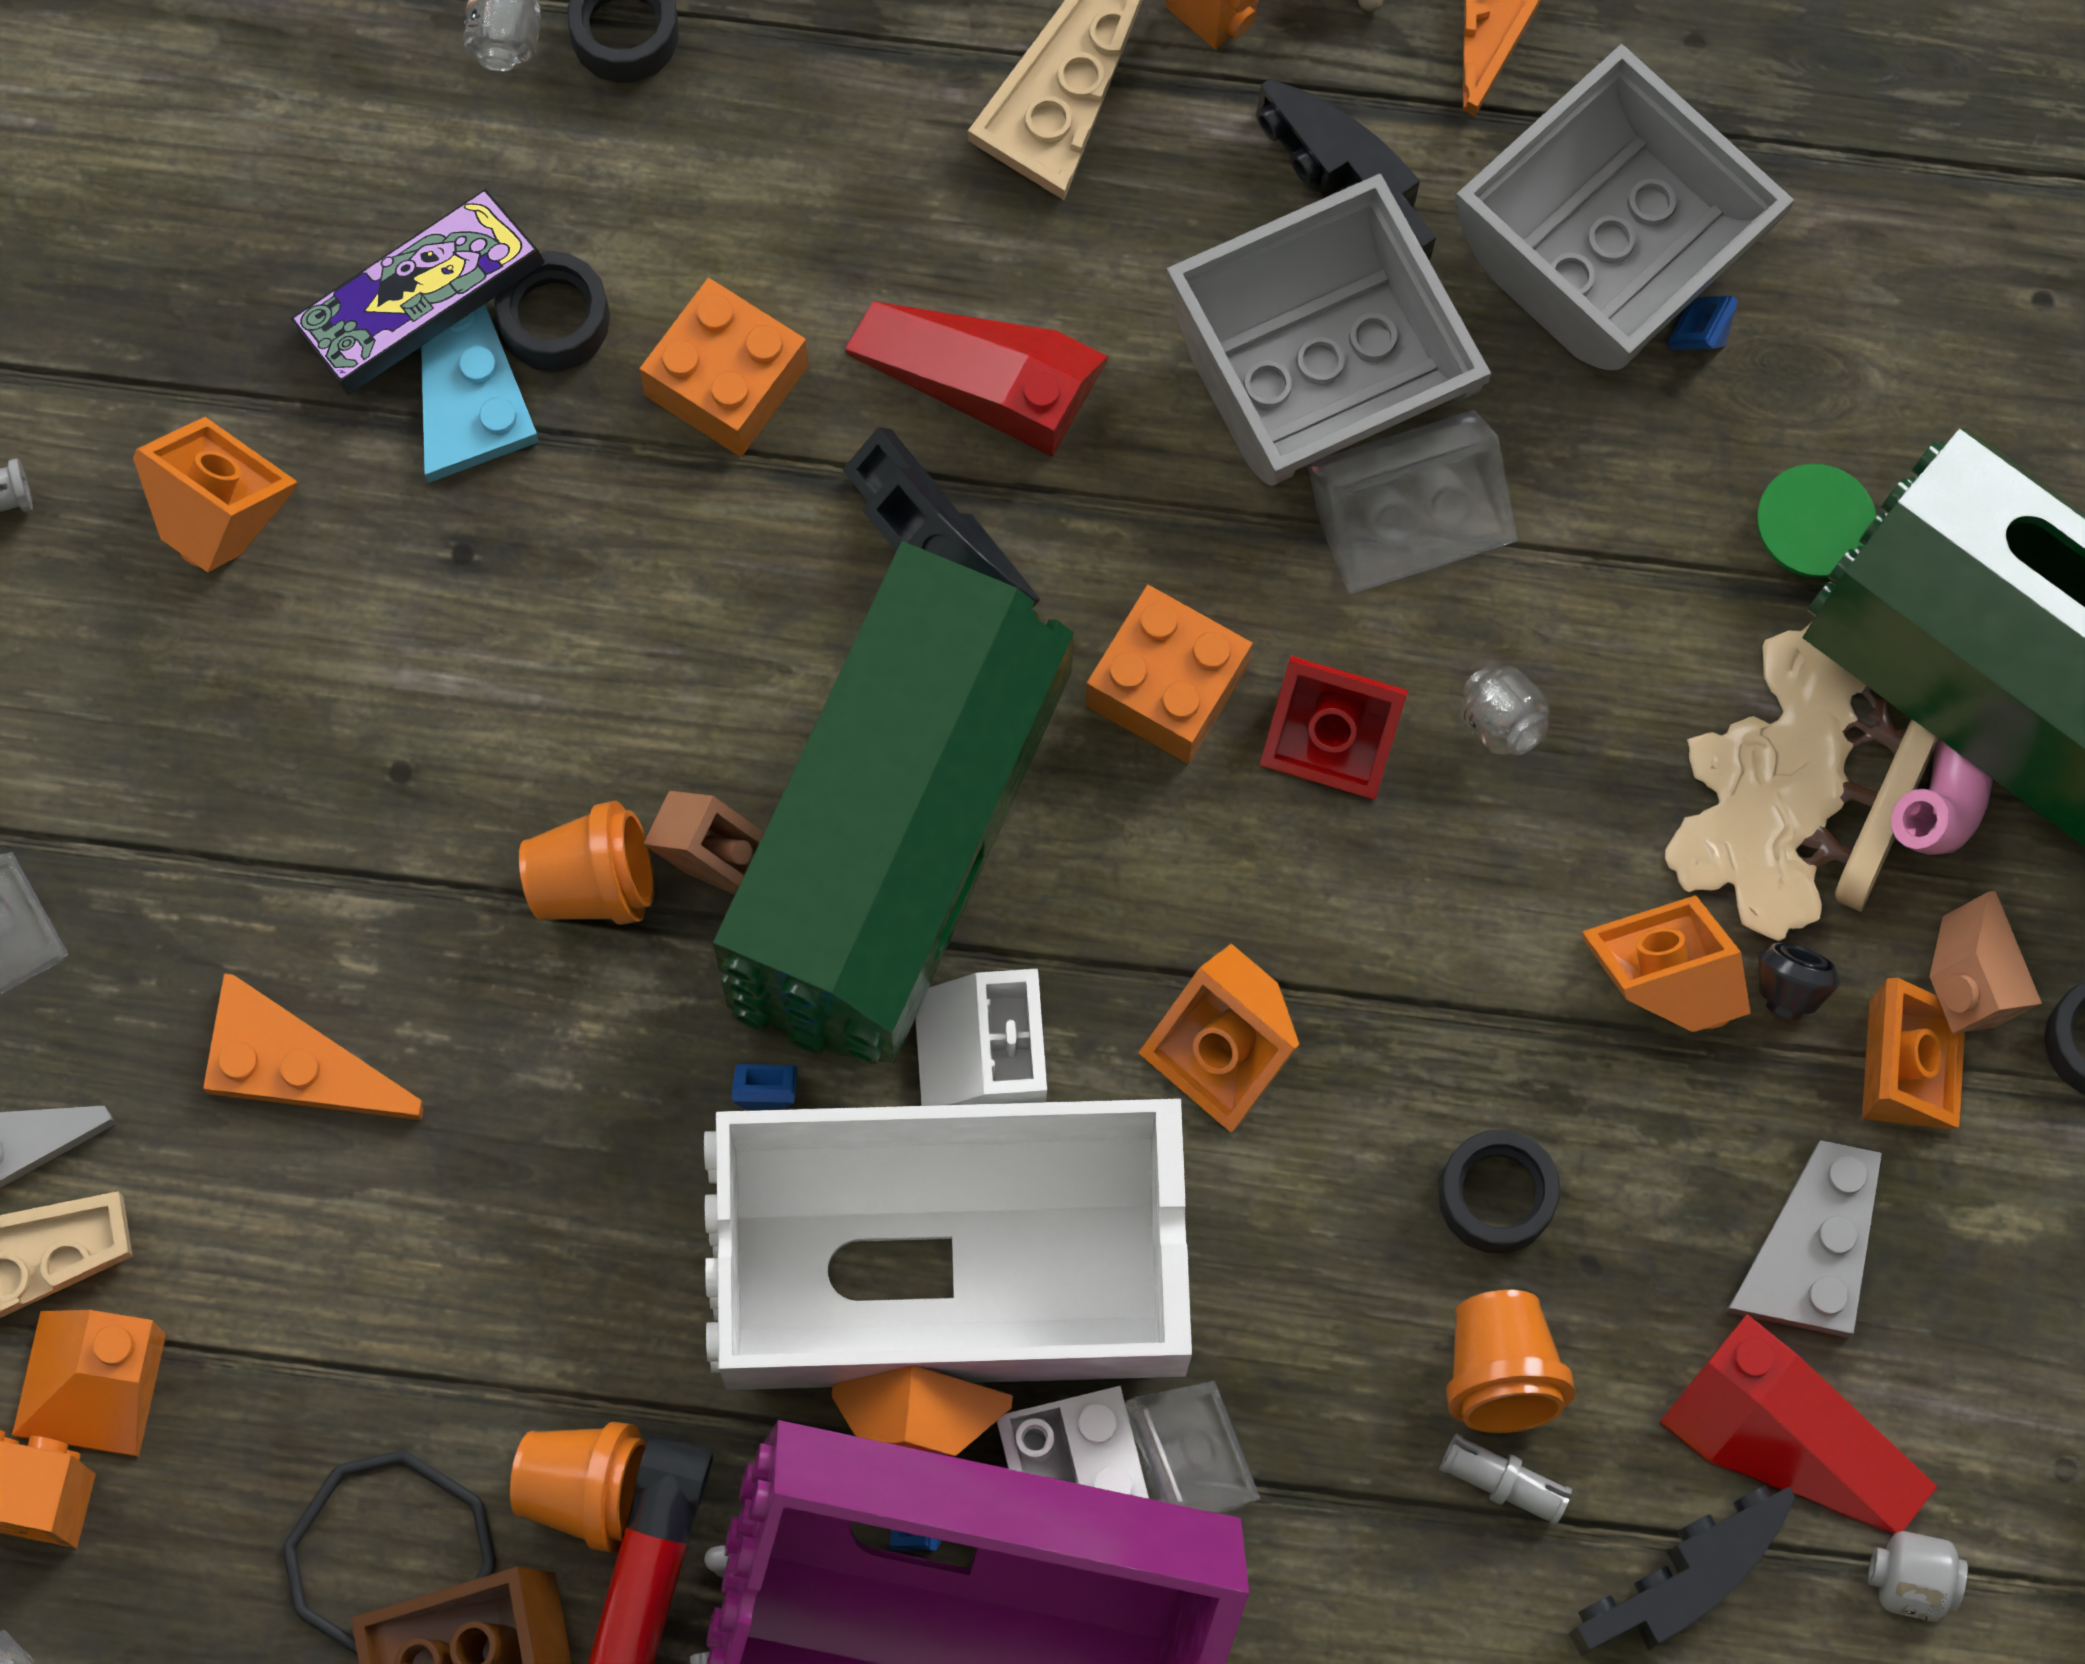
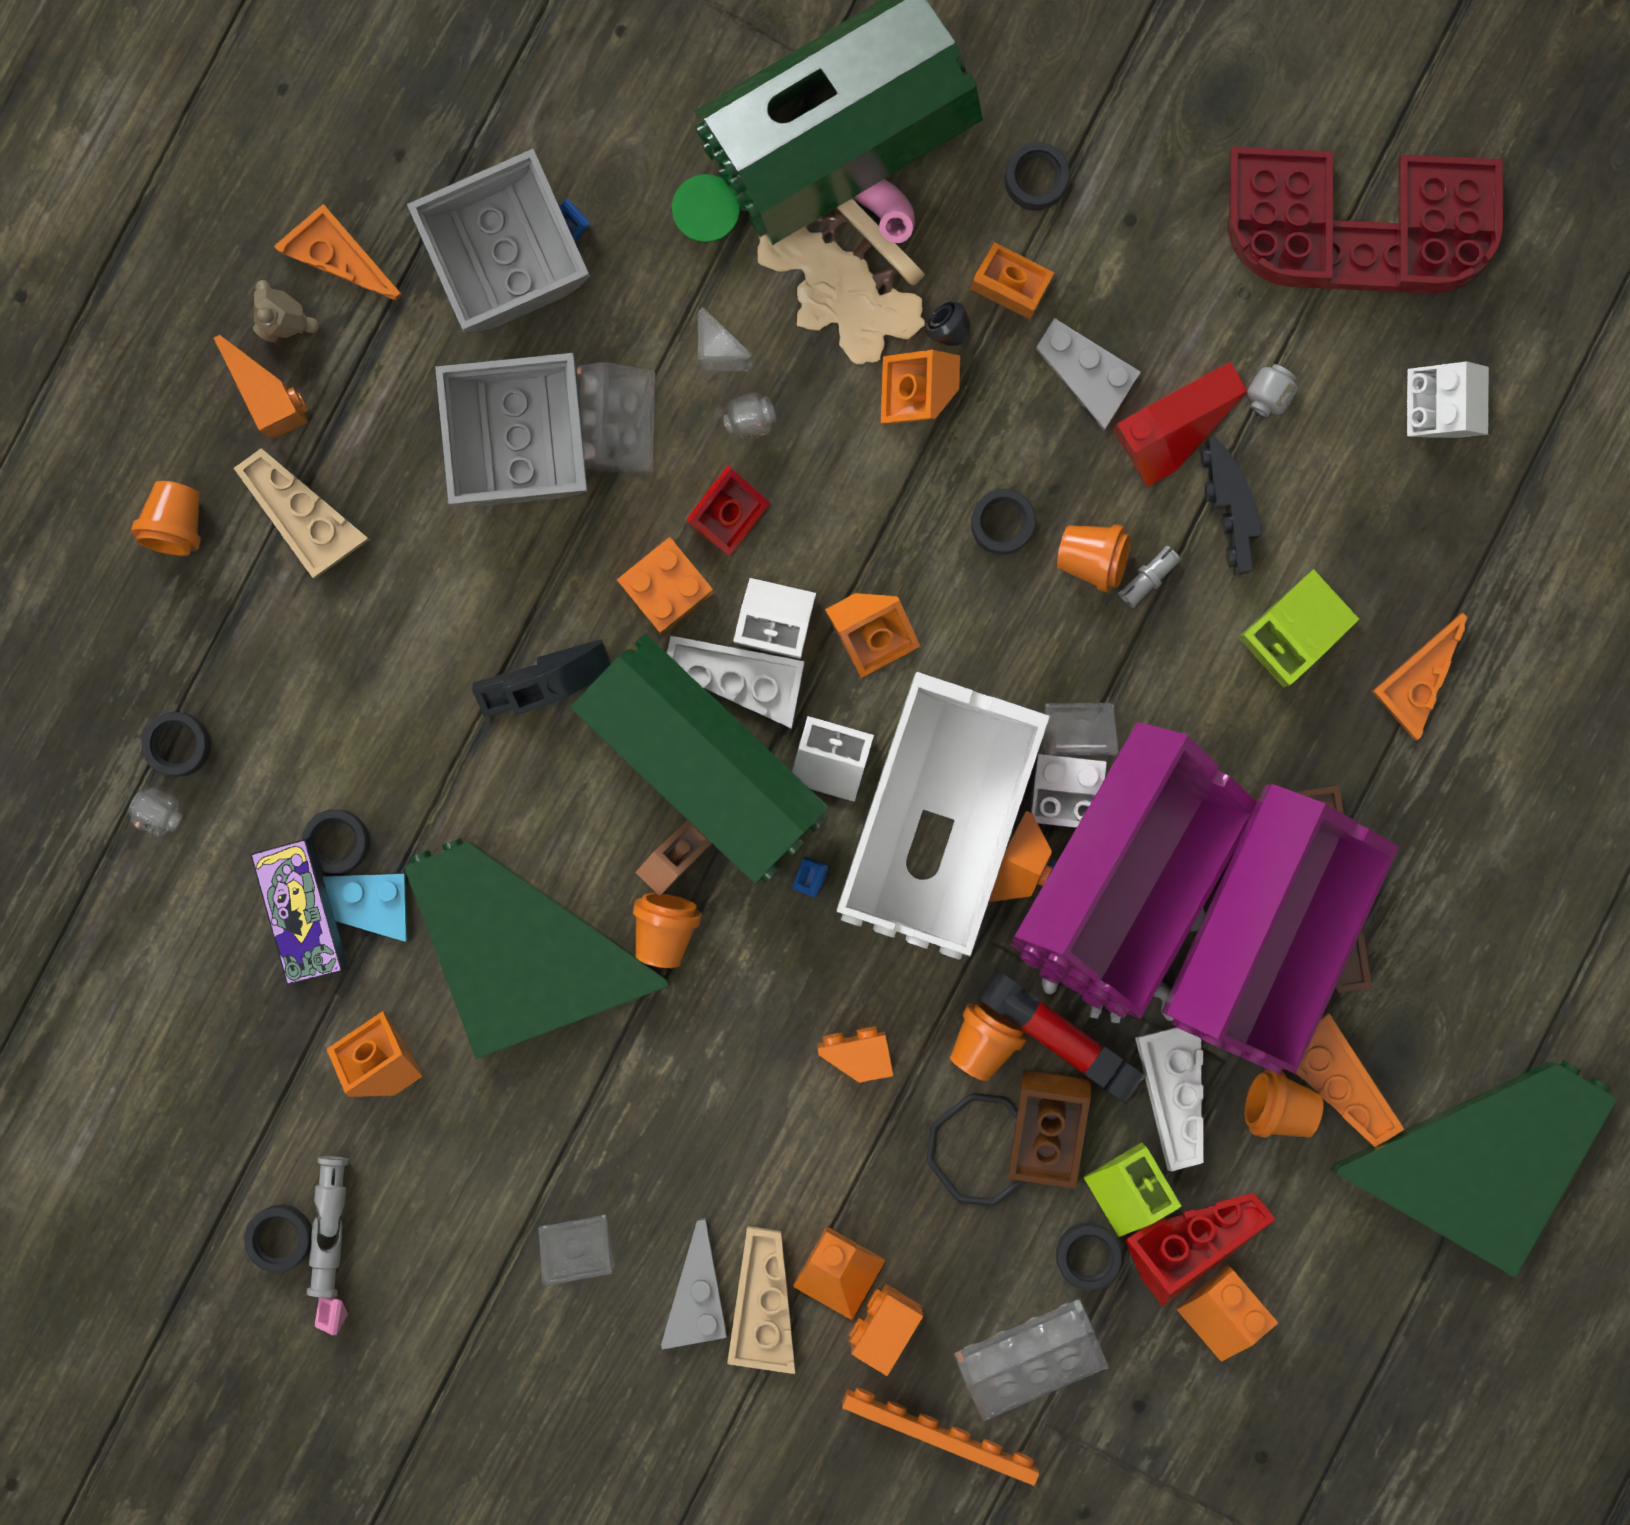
camera: 65 degrees left, 15 degrees up
(278, 1058) = (701, 1124): orange wing -> none
(466, 652) = (515, 952): none -> dark green slope
(478, 1272) = (860, 1056): none -> orange slope
(724, 367) = (404, 759): orange brick -> none
(992, 370) = (455, 614): red wedge -> none
(1066, 861) = (746, 677): none -> white wing
(1182, 867) = (774, 618): none -> white slope
(1336, 149) = (397, 380): black slope -> none
(1591, 610) = (718, 348): none -> clear slope
(1980, 968) = (978, 227): nougat slope -> none

